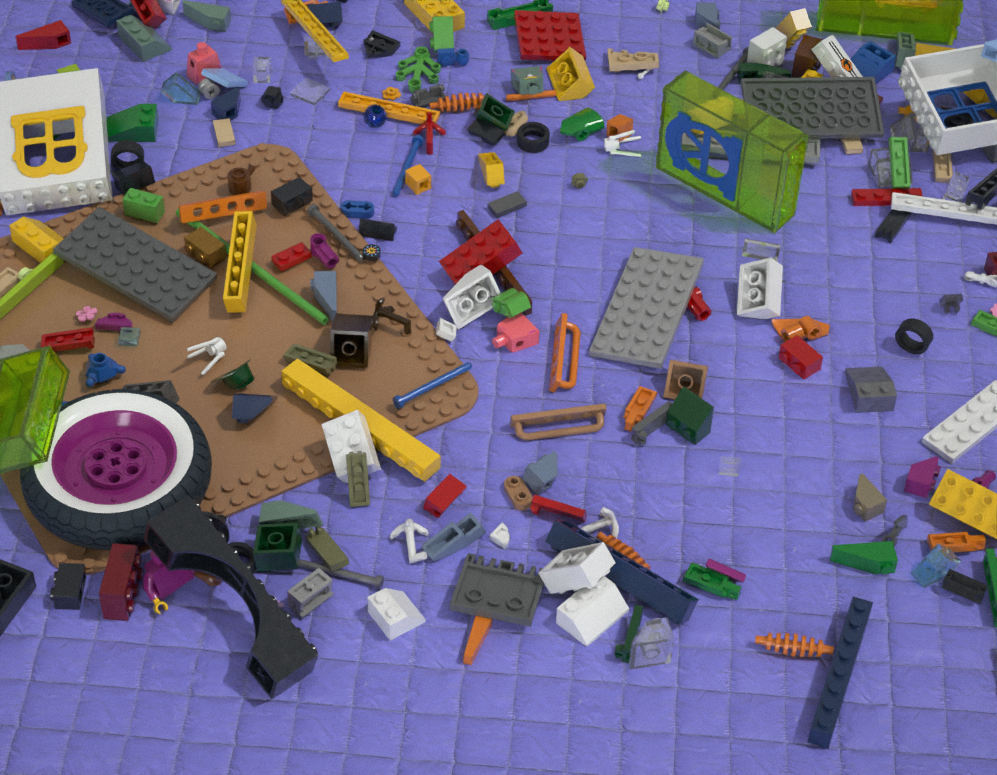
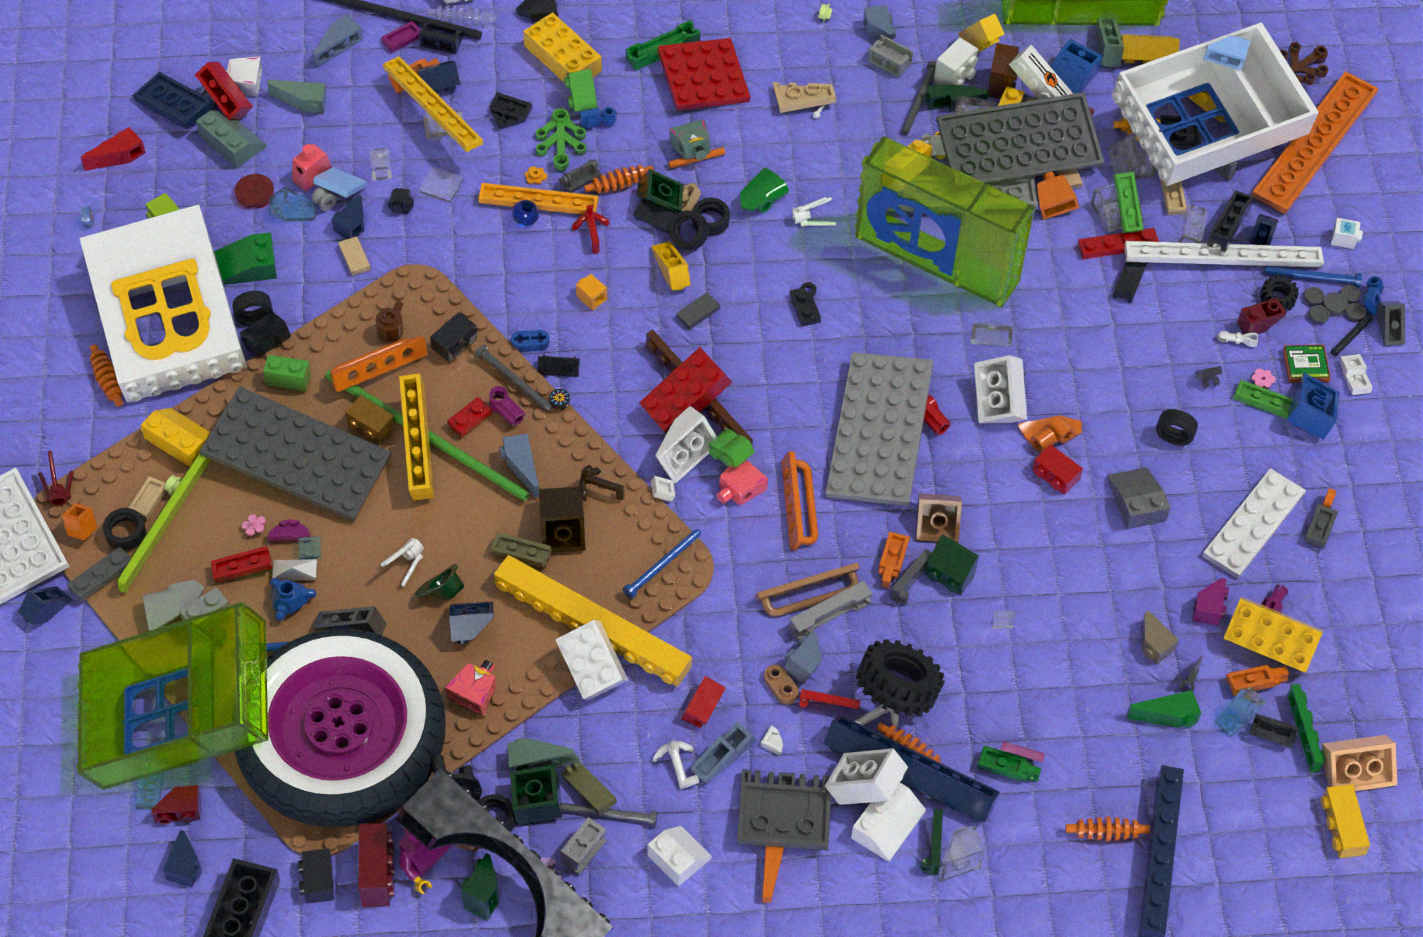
camera: 10 degrees left, 10 degrees up
(115, 351) = (295, 569): none -> white slope
(152, 77) = (254, 191): none -> clear red tile
(209, 614) = (481, 890): none -> dark green slope
(242, 456) = (473, 687): none -> coral torso
(357, 479) = (607, 699): olive hinge -> none
(417, 142) = (579, 239): blue bar -> none
(501, 138) = (677, 221): none -> black tyre
(570, 76) = (737, 127): yellow slope -> none
(575, 438) = (851, 599): none -> light grey piece
(579, 180) = (773, 268): olive plate -> none
(601, 210) = (805, 304): none -> black hinge
(618, 125) = (806, 190): orange brick -> none
(624, 494) = (896, 692): none -> black tyre
(837, 154) = (1055, 196): none -> orange torso

